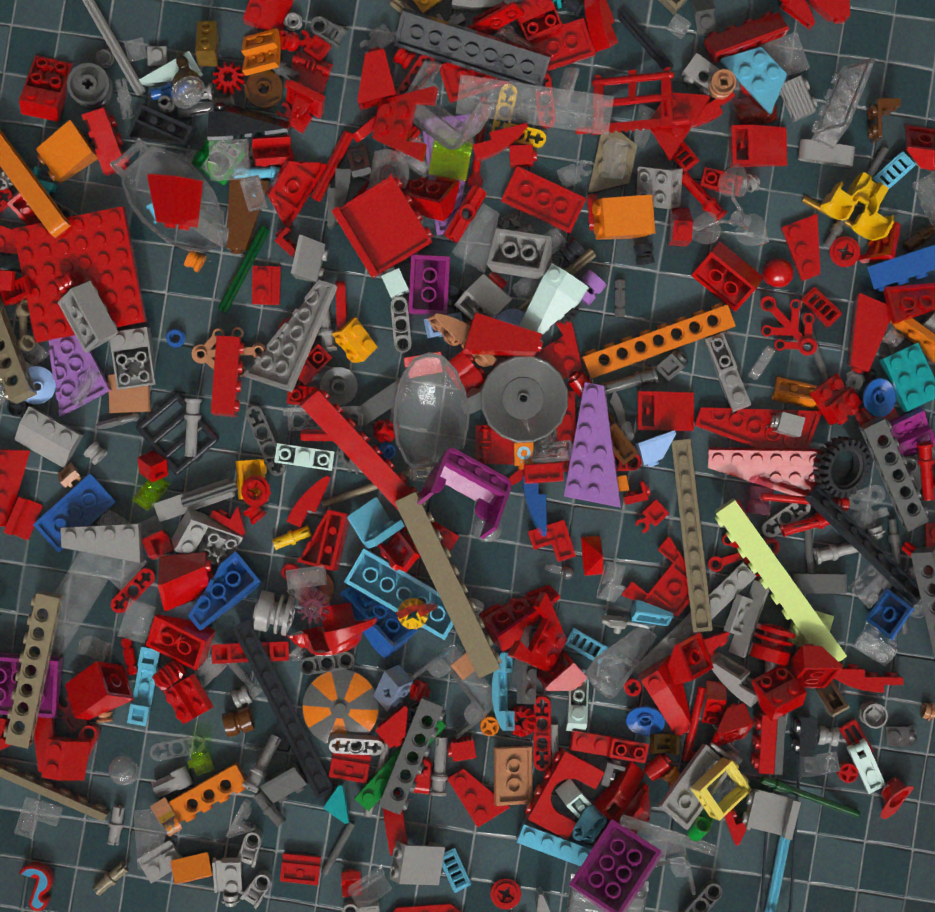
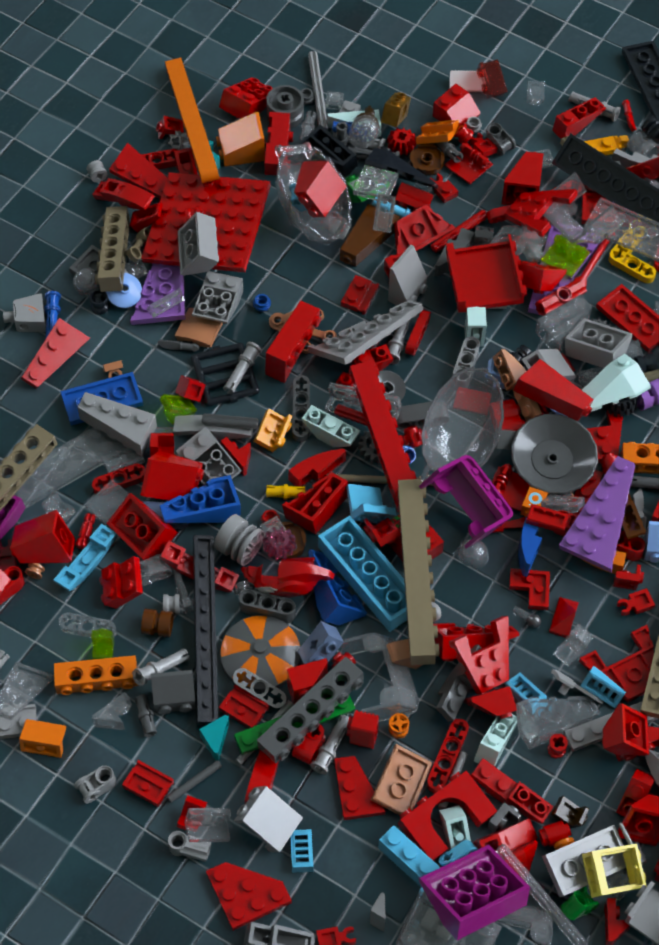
camera: 20 degrees right, 30 degrees down
(23, 517) = (49, 385): red panel -> none
(47, 436) = (111, 332): light grey slope -> none
(95, 452) = (145, 359): light grey wheel -> none
(123, 770) = (25, 626): clear hair -> none
(166, 816) = (44, 674): nougat leg -> none
(169, 675) = (113, 552): red gear -> none
(175, 780) = (66, 652): light grey piece -> none
(195, 261) = (308, 253): orange wheel -> none
(227, 875) = (73, 756): light grey plate -> none
(230, 899) = (64, 783): light grey plate -> none
(243, 269) = (346, 275): dark green axle -> none
(250, 496) = (271, 429): red gear -> none
(250, 850) = (105, 745): light grey piece -> none
(255, 514) = (262, 458): red wheel -> none
(304, 101) = (459, 173): red plate -> none
(306, 577) = (285, 517): clear plate -> none
(354, 341) = (418, 358): light orange bracket -> none
(404, 58) = (555, 176): red wheel -> none
(412, 623) = (366, 591): yellow gear -> none
(422, 609) = (384, 575): clear red slope -> none
(429, 285) = (505, 332): magenta slope -> none
(498, 142) = (614, 258): red slope -> none
(500, 694) = (424, 693): medium azure slope -> none
(508, 902) = (344, 886): red gear -> none
(522, 156) = (629, 277): red brick -> none
(529, 723) = (438, 737): red gear -> none
(645, 720) = (548, 782): blue dish -> none
(668, 697) = (590, 767): red wedge -> none
(694, 723) = (609, 803): red bar -> none

